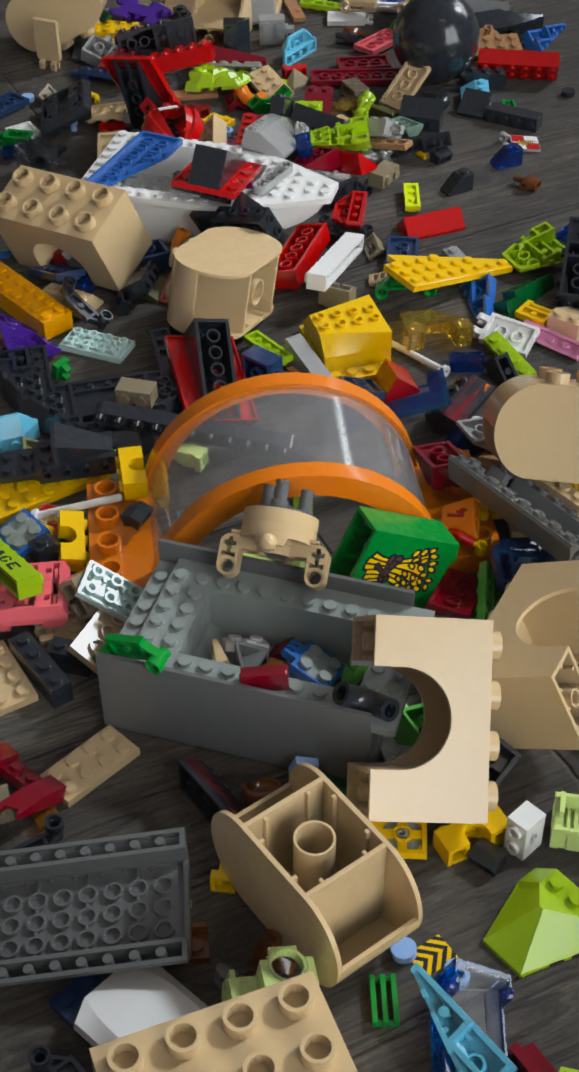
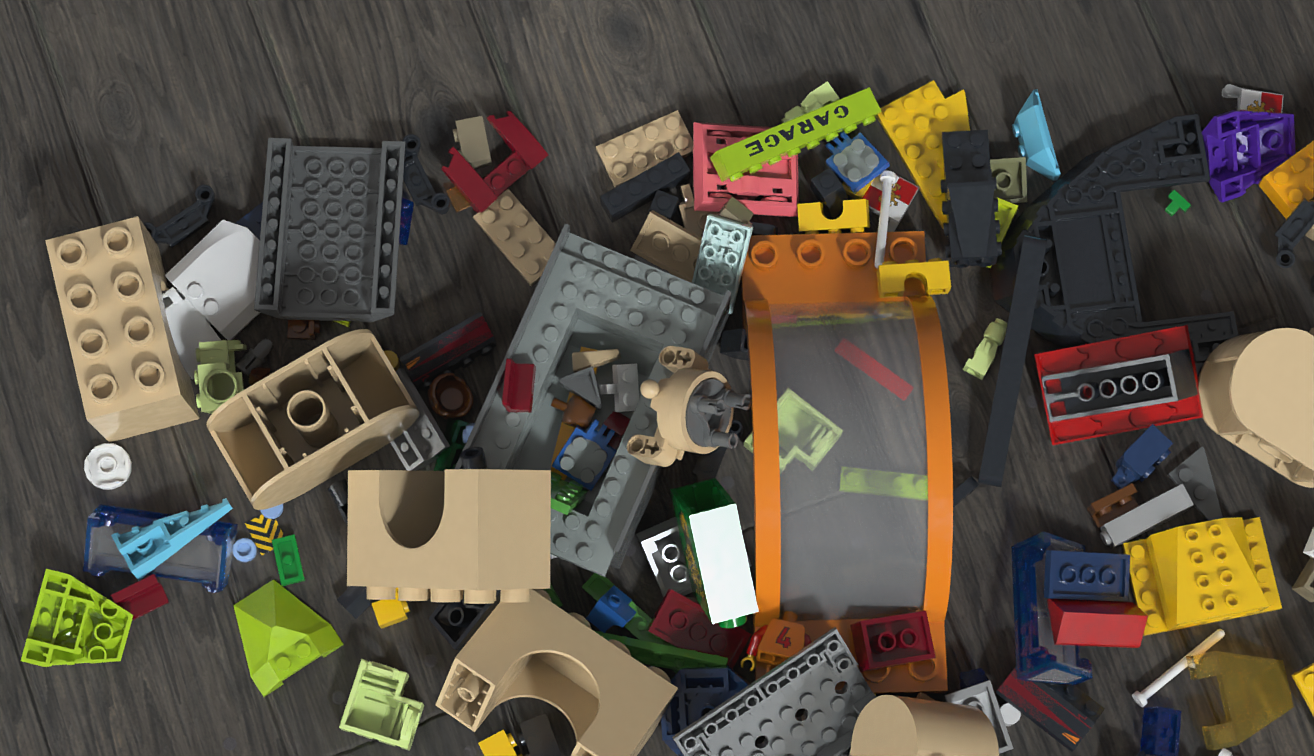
camera: 95 degrees right, 35 degrees up
(97, 345) = (1237, 249): light aqua tile -> none
(136, 514) = (840, 281): black piece -> none
(136, 648) = (572, 247): green plate -> none
(137, 392) = (1079, 288): dark tan piece -> none
(263, 341) = (1193, 466): lime plate -> none
(382, 980) = (206, 480): green tile -> none
(460, 924) = (288, 560): none -> green plate
(524, 830) = (370, 634): white brick -> none

